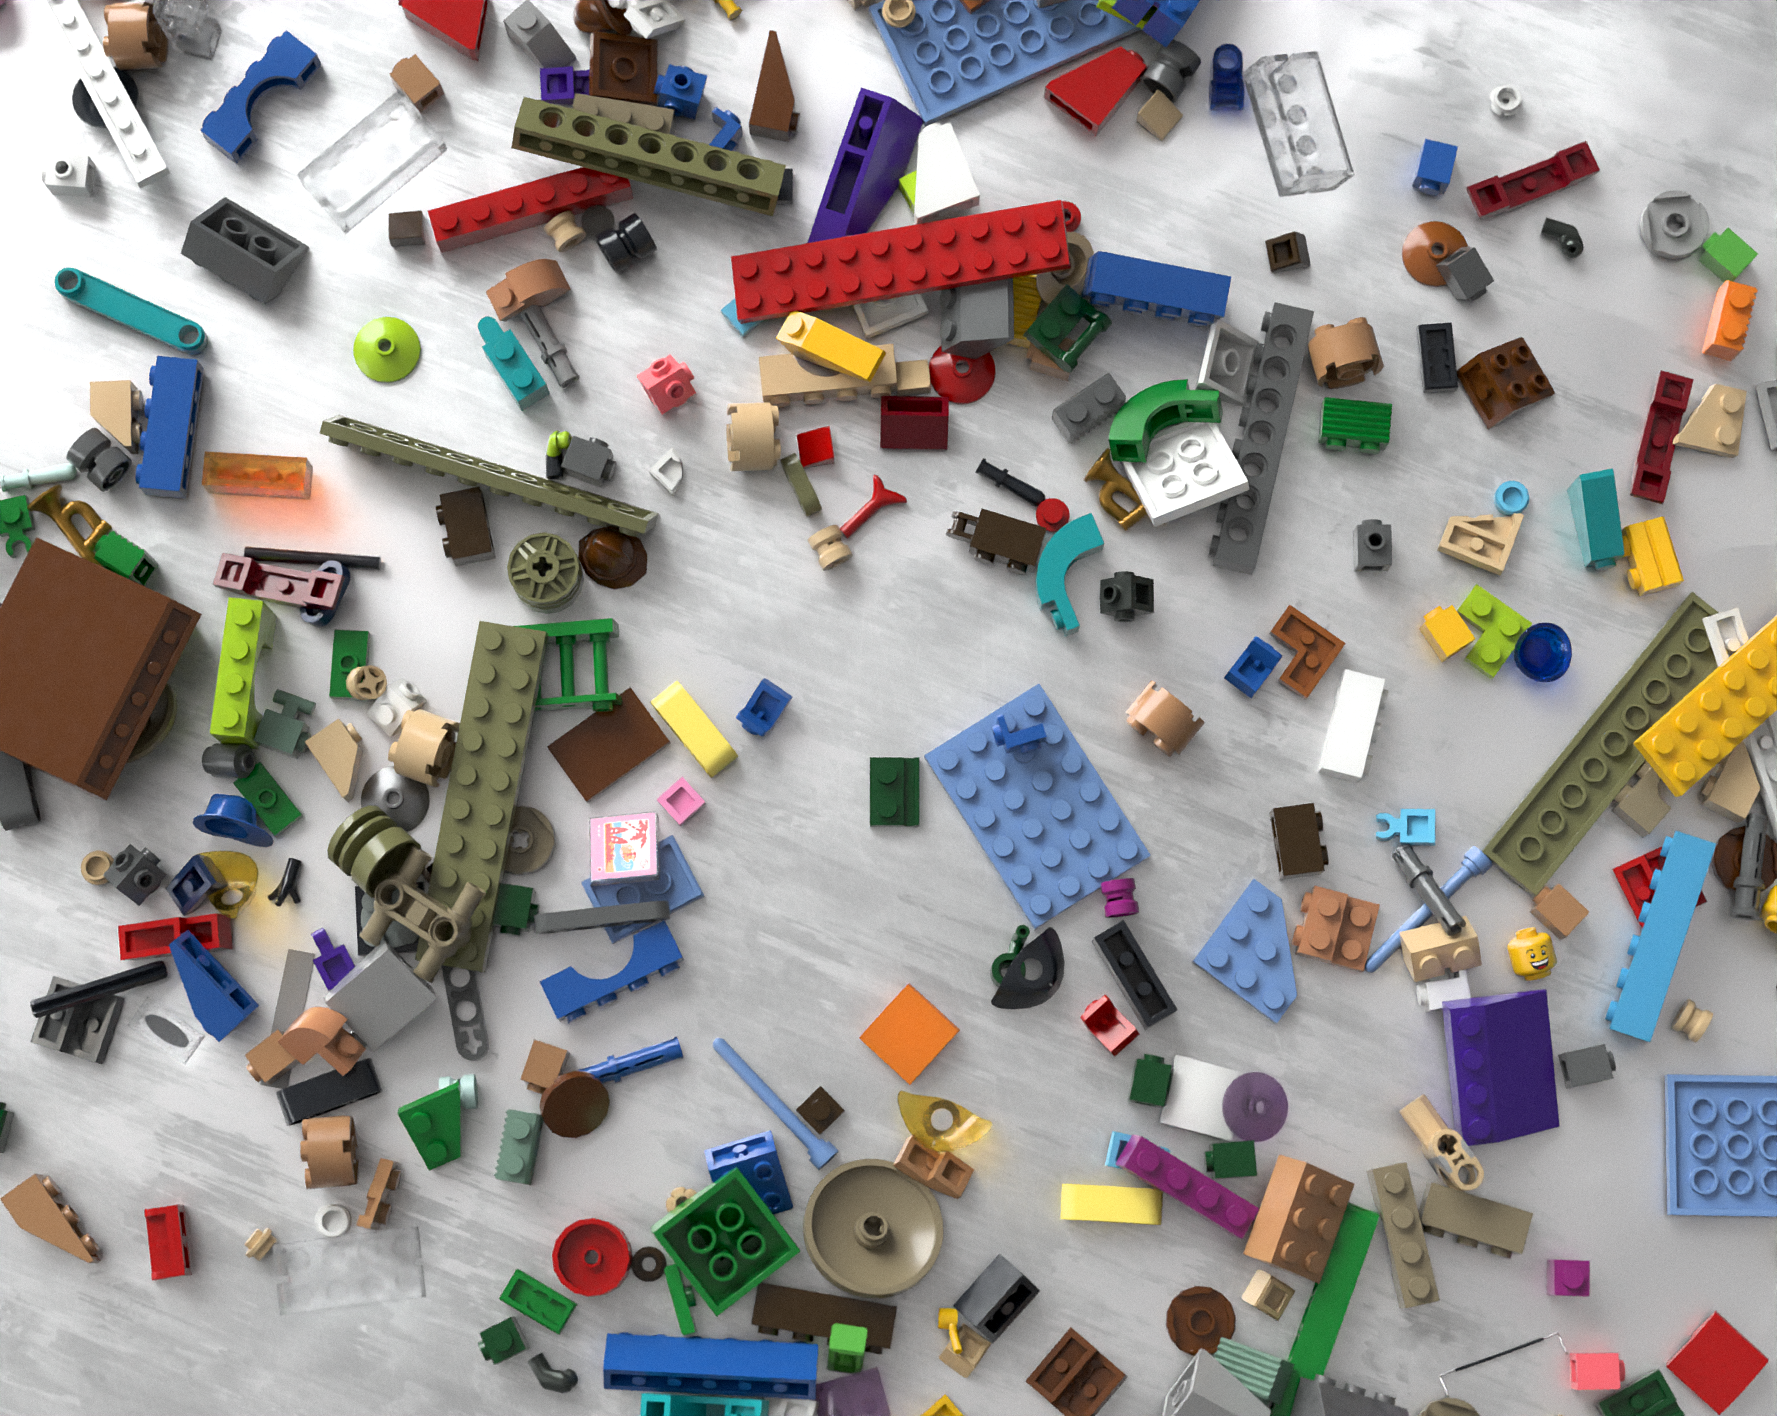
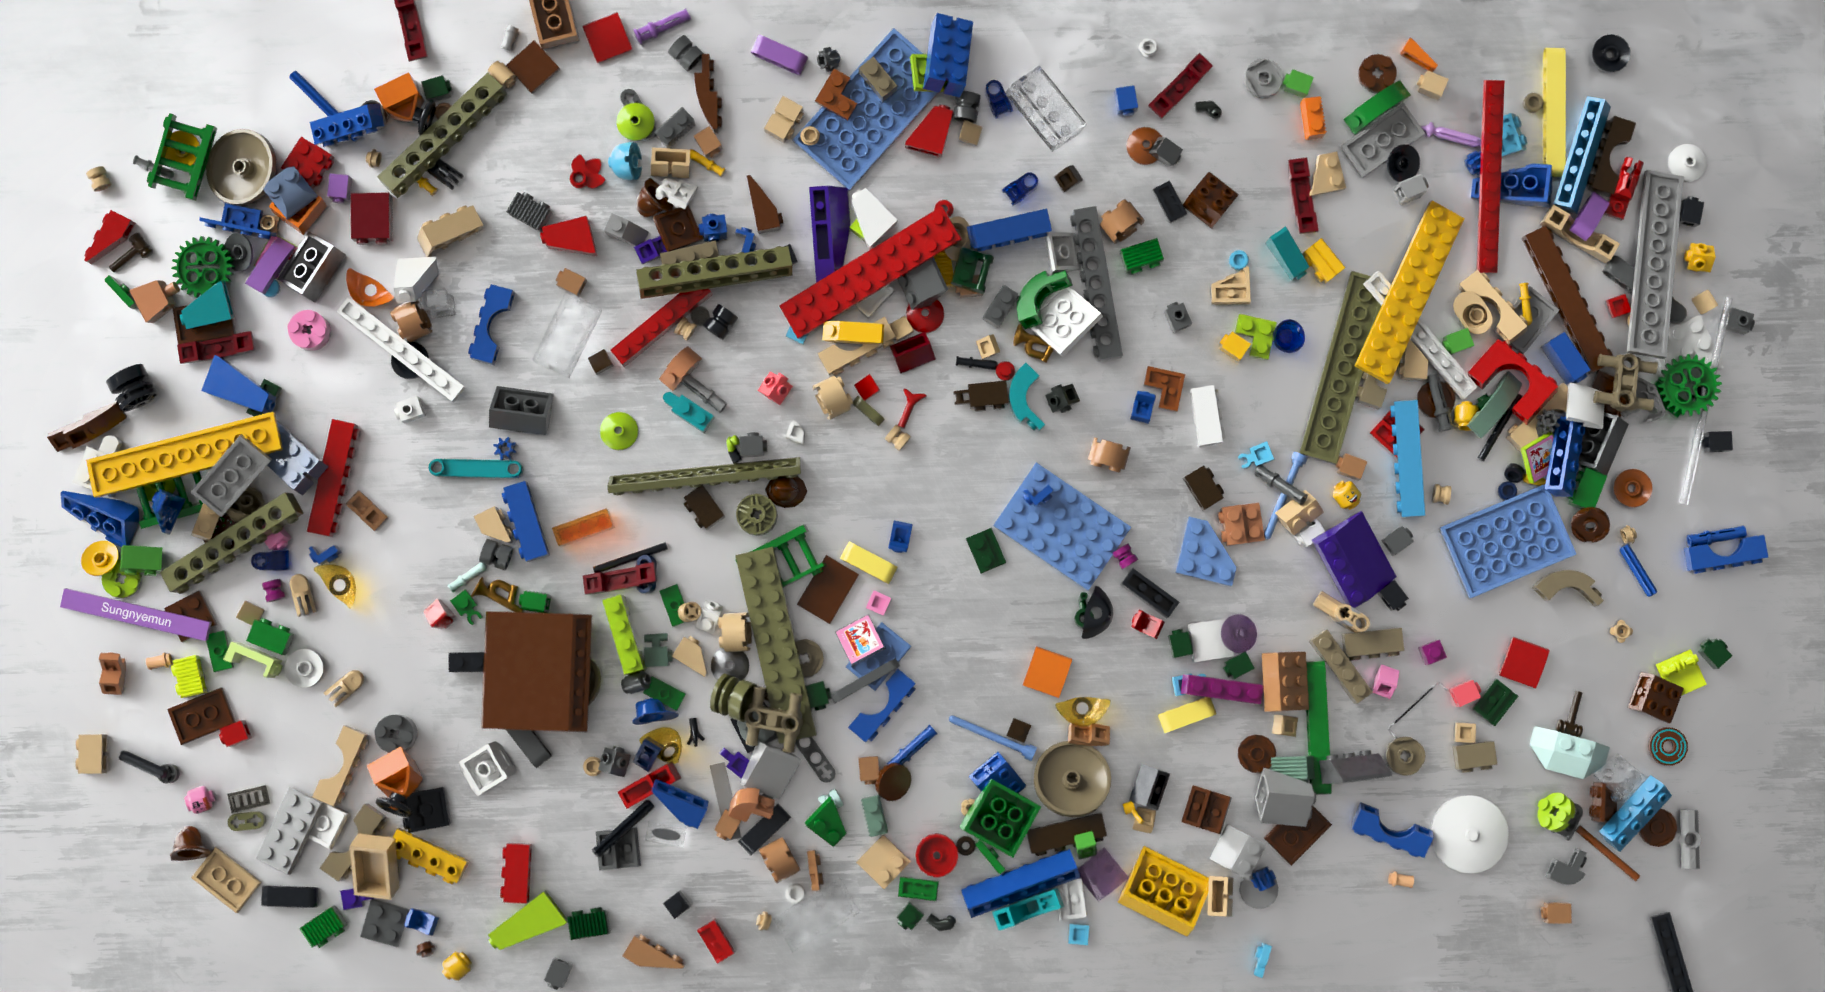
camera: 25 degrees left, 5 degrees up
(130, 1153) = (677, 904): none -> black brick
(188, 307) = (507, 453): none -> blue gear
(501, 1231) = (883, 861): none -> tan plate
(1040, 463) = (988, 346): none -> tan plate
(1202, 235) = (1020, 188): none -> clear blue piece
(1469, 1293) = (1385, 681): none -> bright pink brick
(1540, 1155) = (1393, 596): none -> black brick

